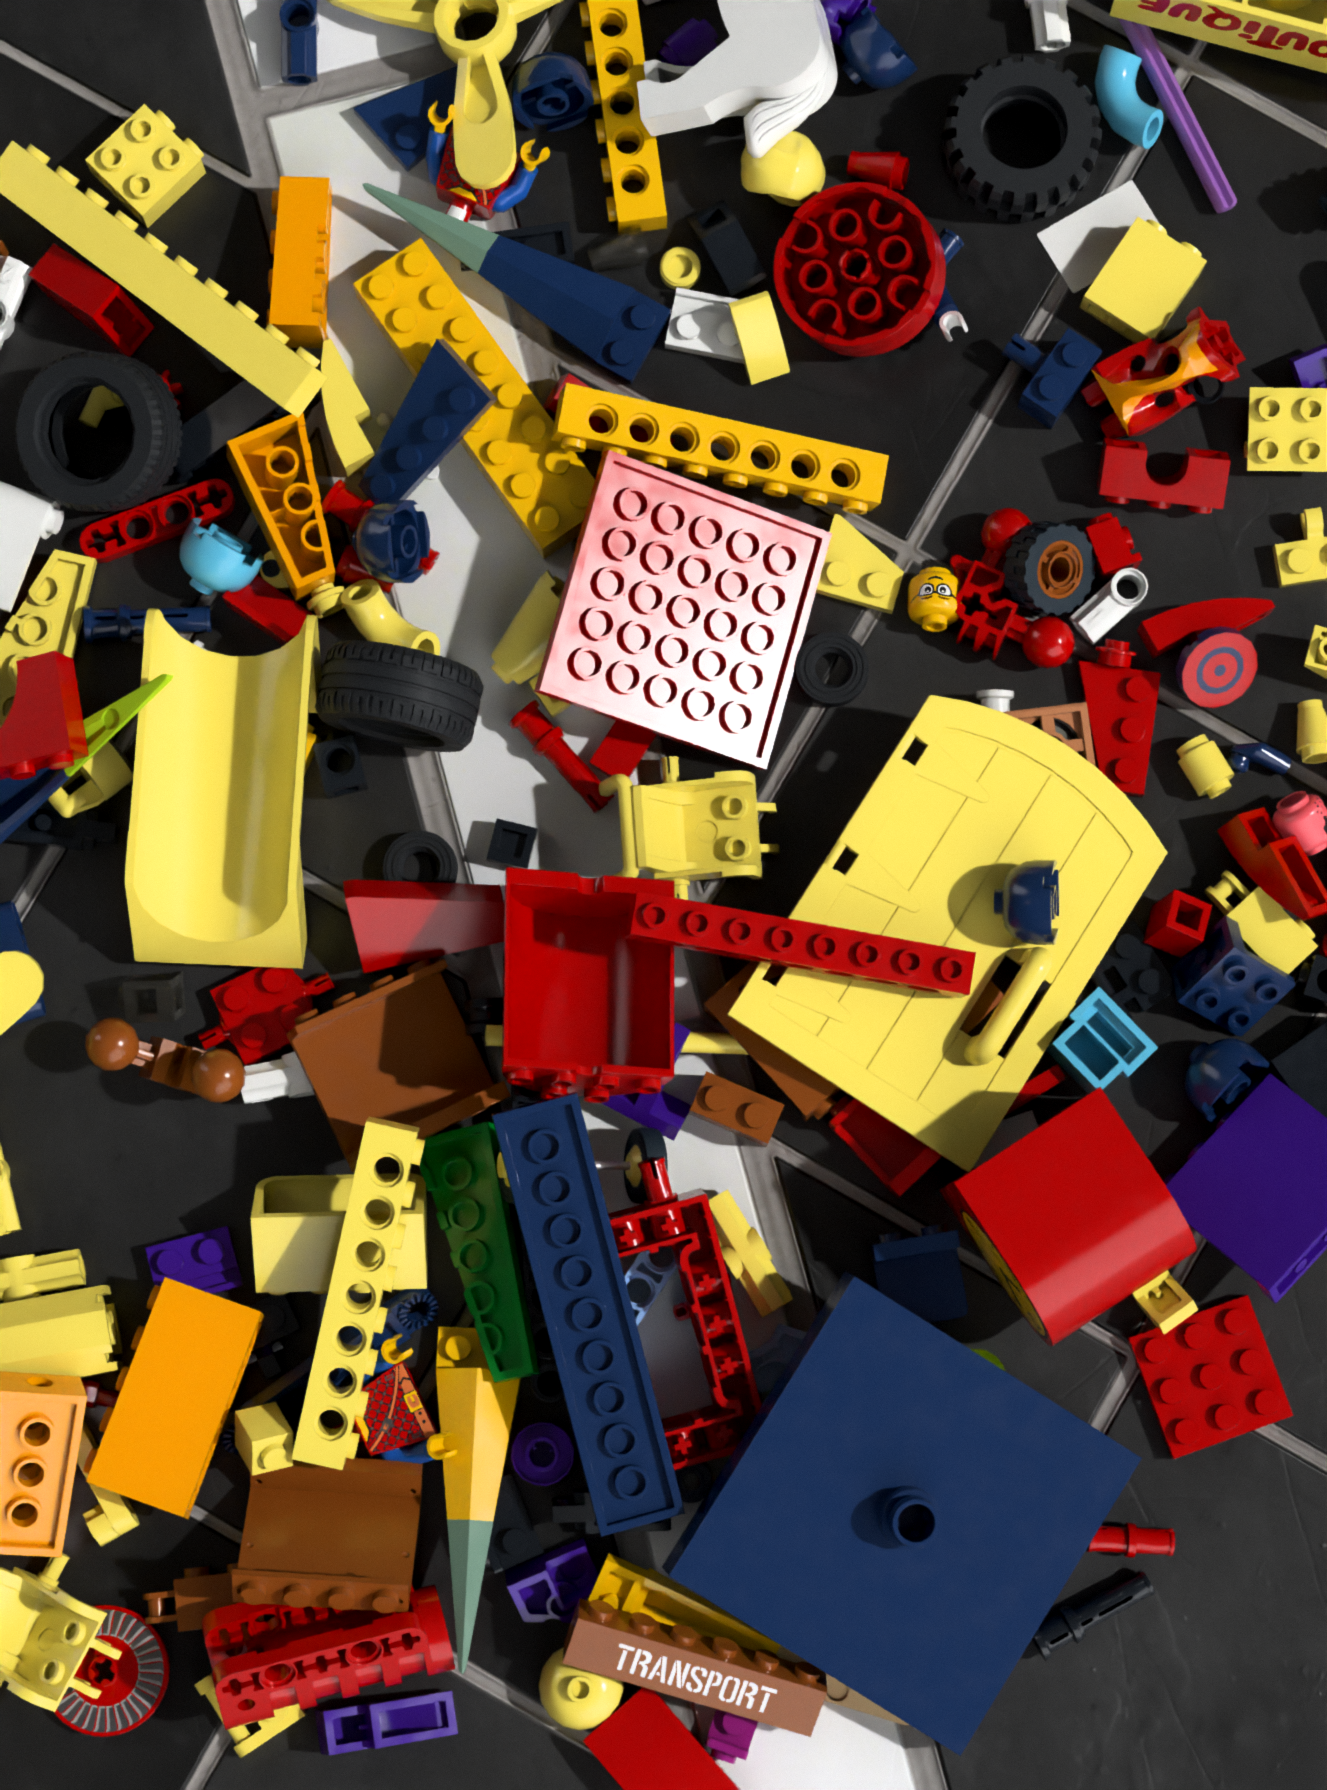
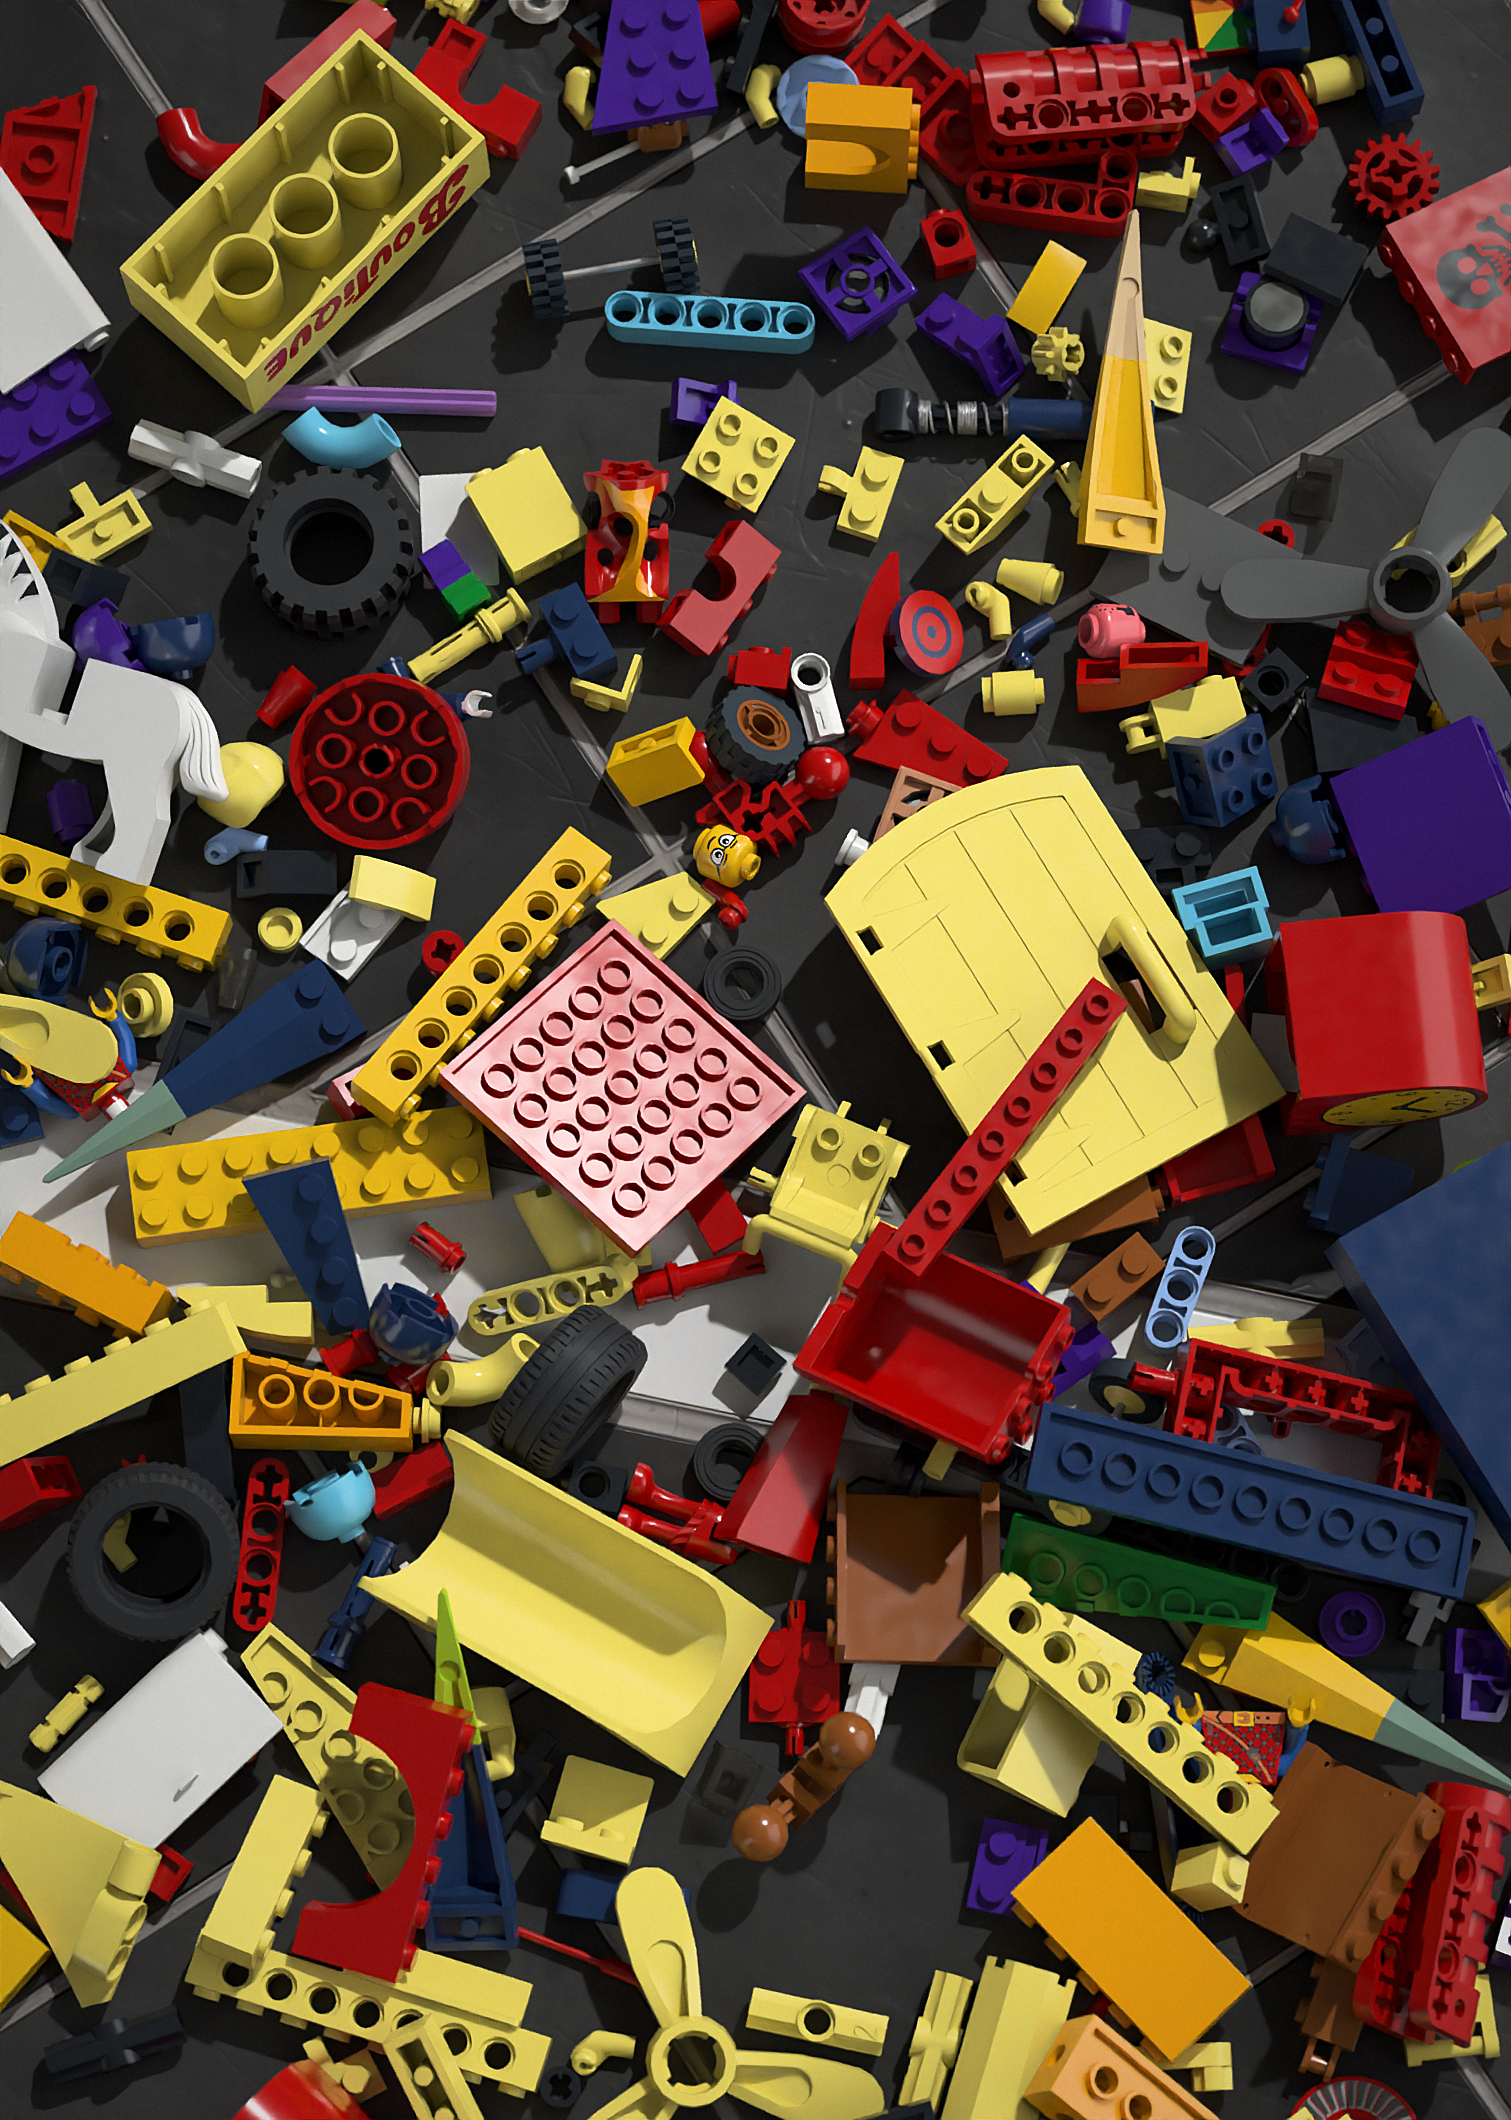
camera: 60 degrees left, 5 degrees down
(71, 905) = (598, 1811): none -> light yellow bracket
(335, 863) = (699, 1518): none -> red piece
(476, 534) = (439, 1249): none -> red pin
(518, 684) = (548, 1295): none -> light yellow beam
(556, 191) = (145, 1004): none -> light yellow plate
(728, 396) = (435, 943): none -> red wheel
(730, 188) = (231, 843): none -> light blue arm
(774, 1155) = (1185, 1270): none -> light blue beam
(898, 620) = (732, 908): none -> red arm
(981, 497) = (655, 763): none -> yellow panel
(1016, 428) = (604, 698): none -> light yellow bracket
(1027, 300) = (486, 627): none -> light yellow pin
(1030, 902) = (1067, 906): dark blue cylinder -> none
(1052, 254) = (454, 582): none -> leg
(1177, 923) = (1148, 791): red brick -> none
(1275, 711) = (993, 605): none -> light yellow arm

